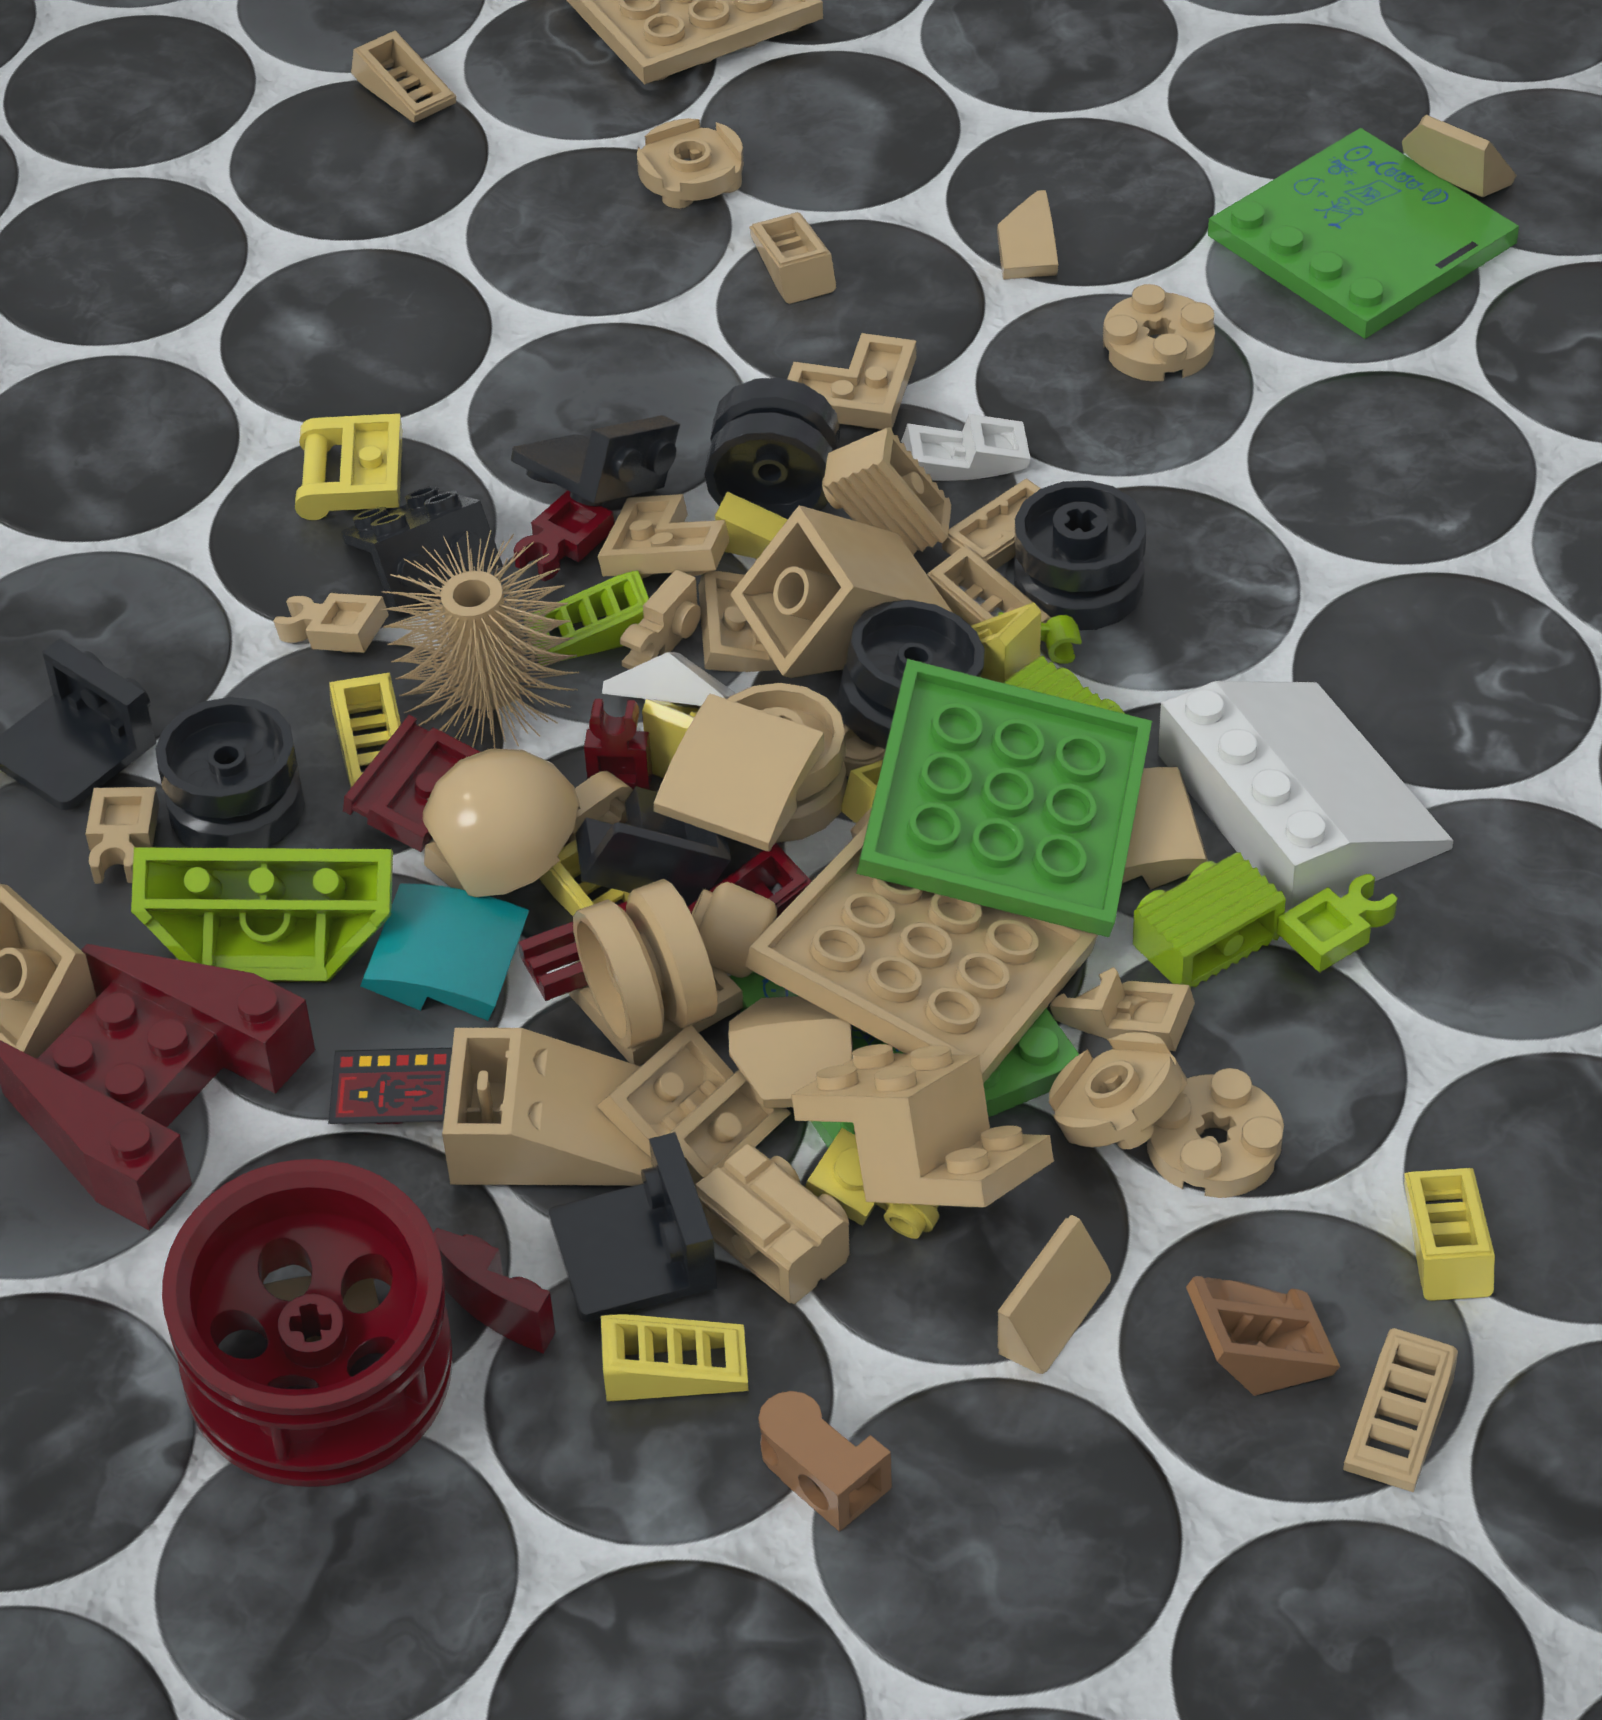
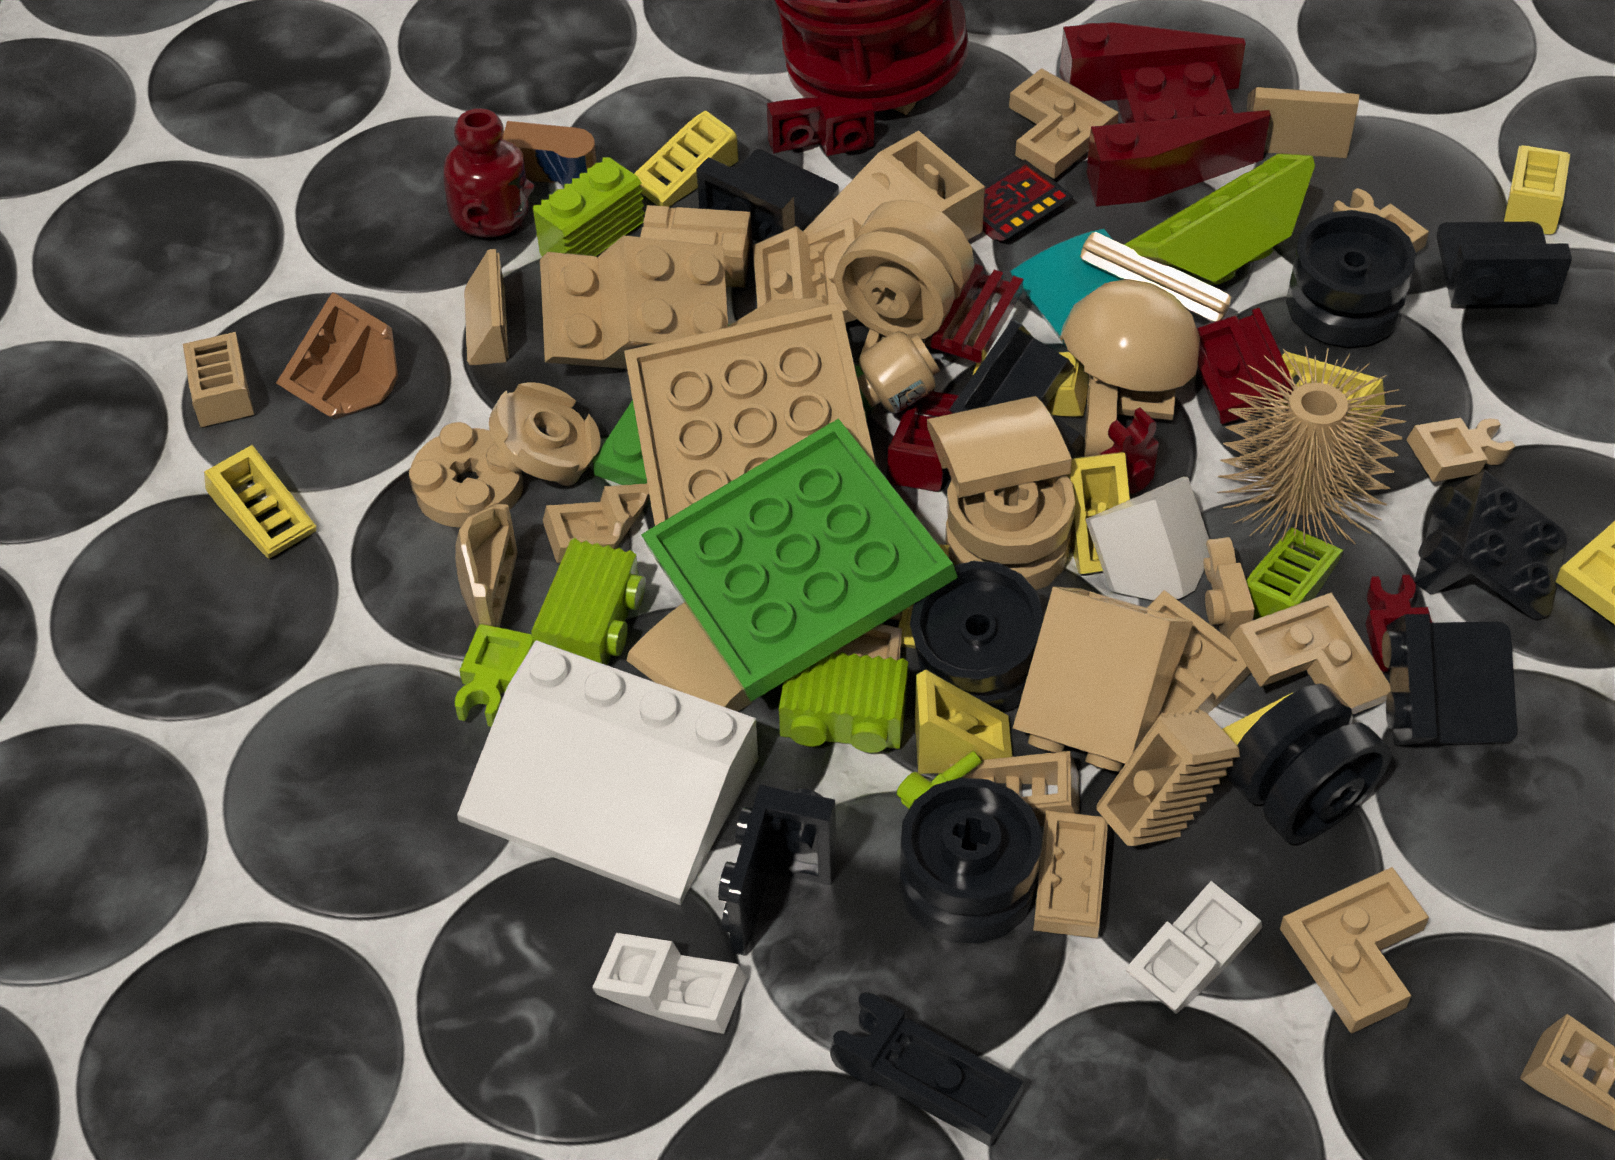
camera: 140 degrees right, 5 degrees up
(241, 1120) = (1062, 121): none -> tan plate
(405, 905) = (1126, 264): none -> axle
(850, 1328) = (590, 211): none -> lime brick
(934, 1423) = (485, 177): none -> dark red piece
(1229, 628) = (780, 835): none -> black bracket
(1235, 480) = (926, 1070): none -> black plate
(1275, 1001) = (486, 563): none -> tan slope
(1370, 634) = (663, 983): none -> white slope

